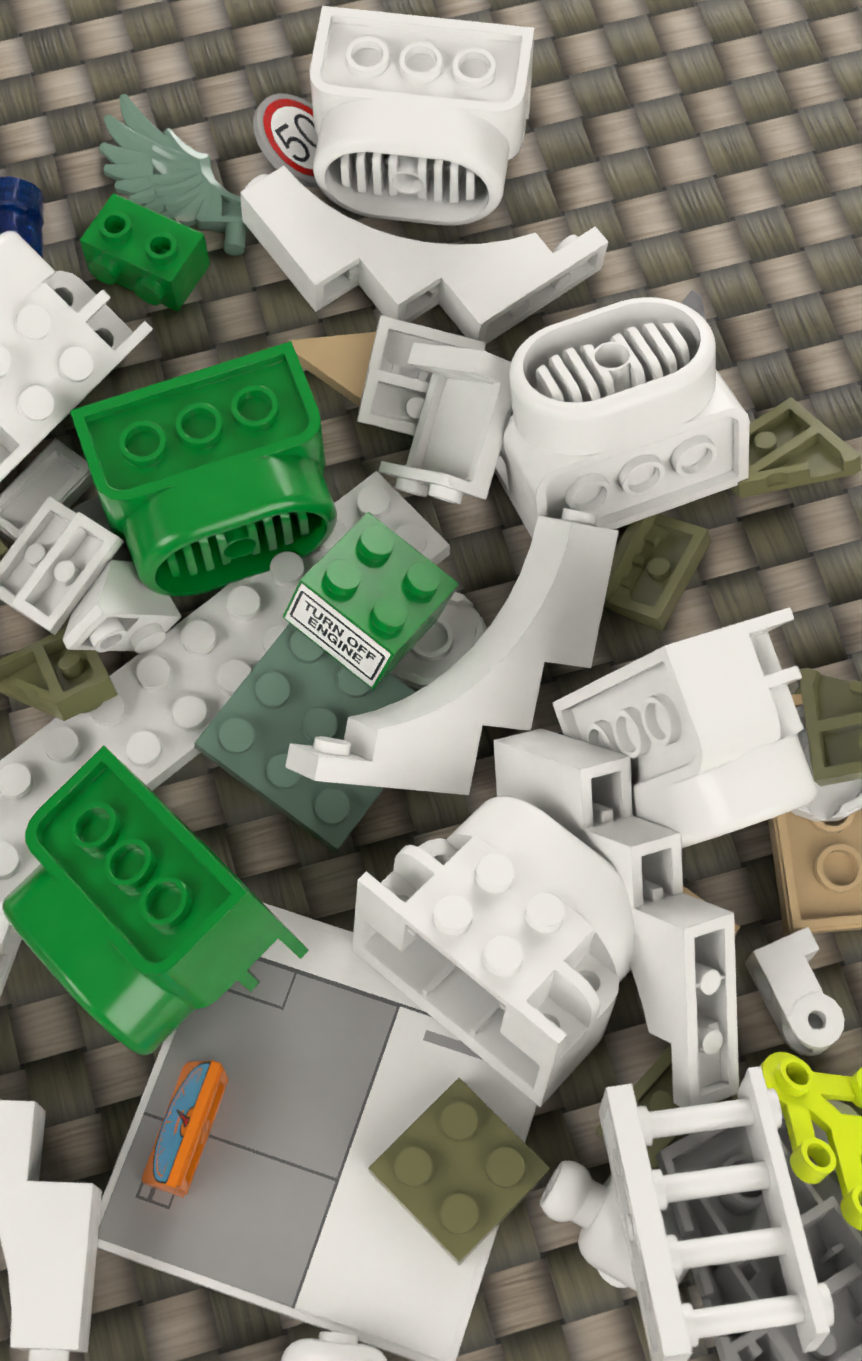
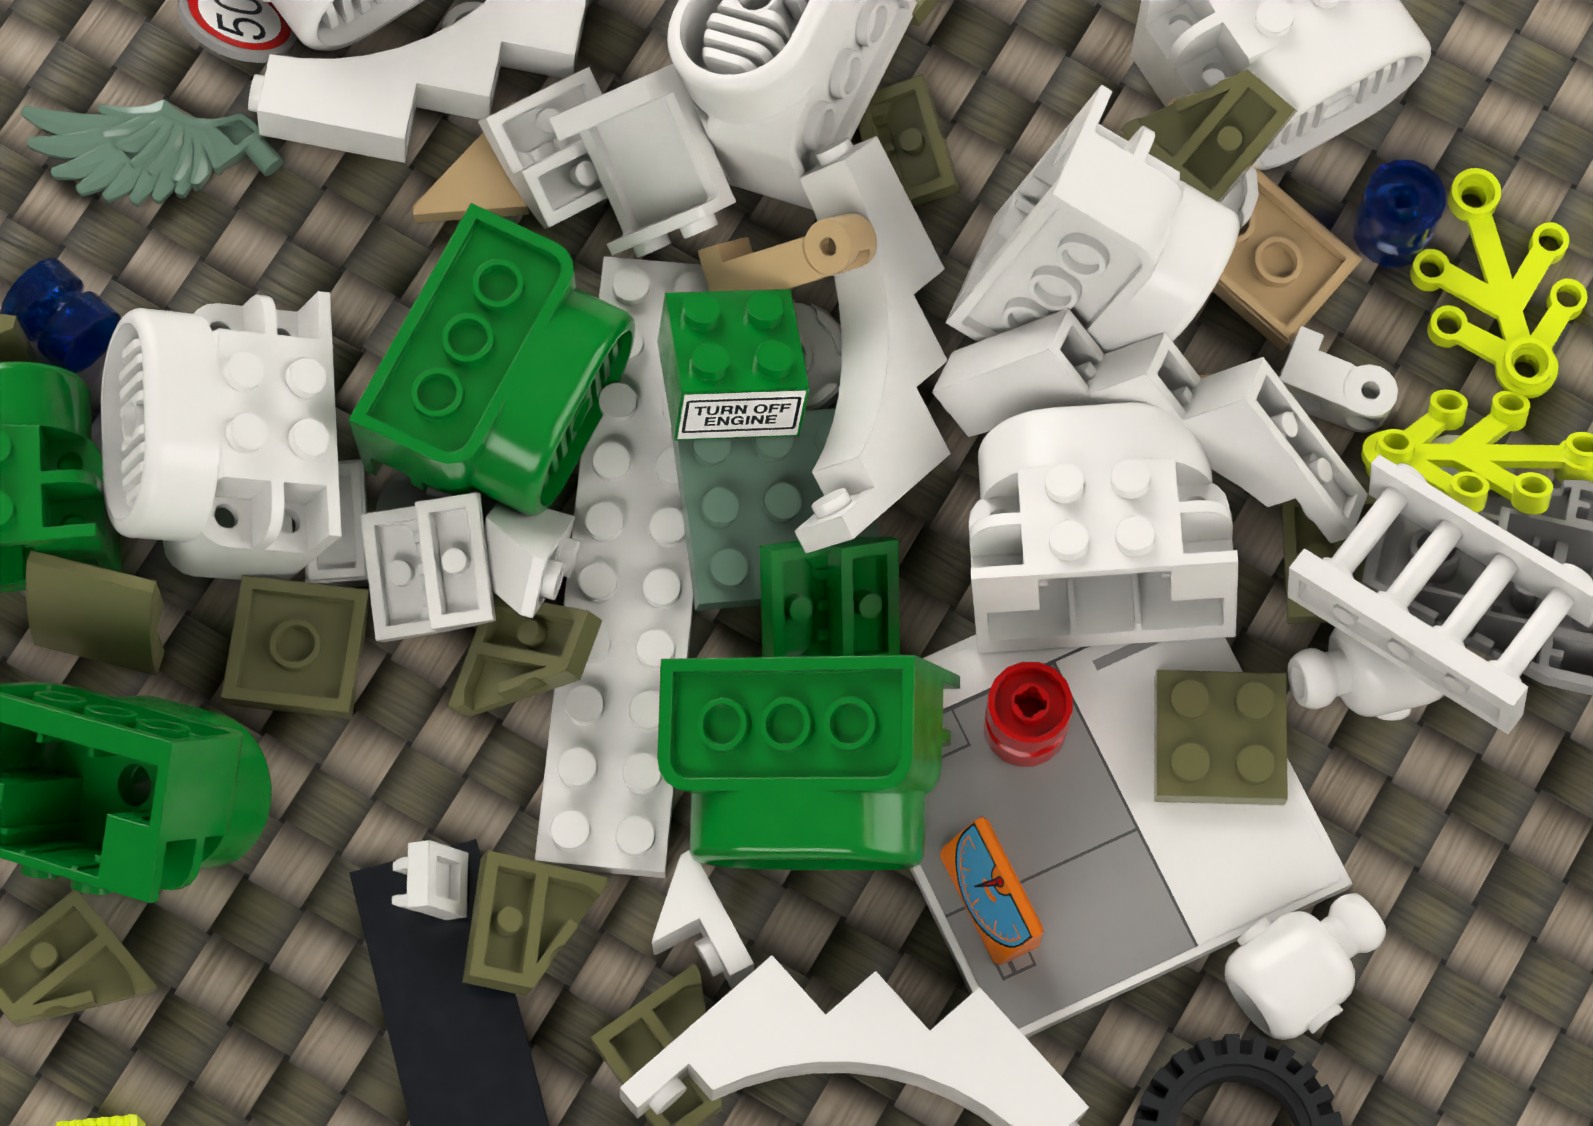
camera: 45 degrees left, 5 degrees up
(145, 252) = (205, 236): green brick -> none
(281, 824) = (830, 599): none -> green slope
(330, 1021) = (1028, 714): none -> red wheel
(501, 575) = (826, 250): none -> tan leg

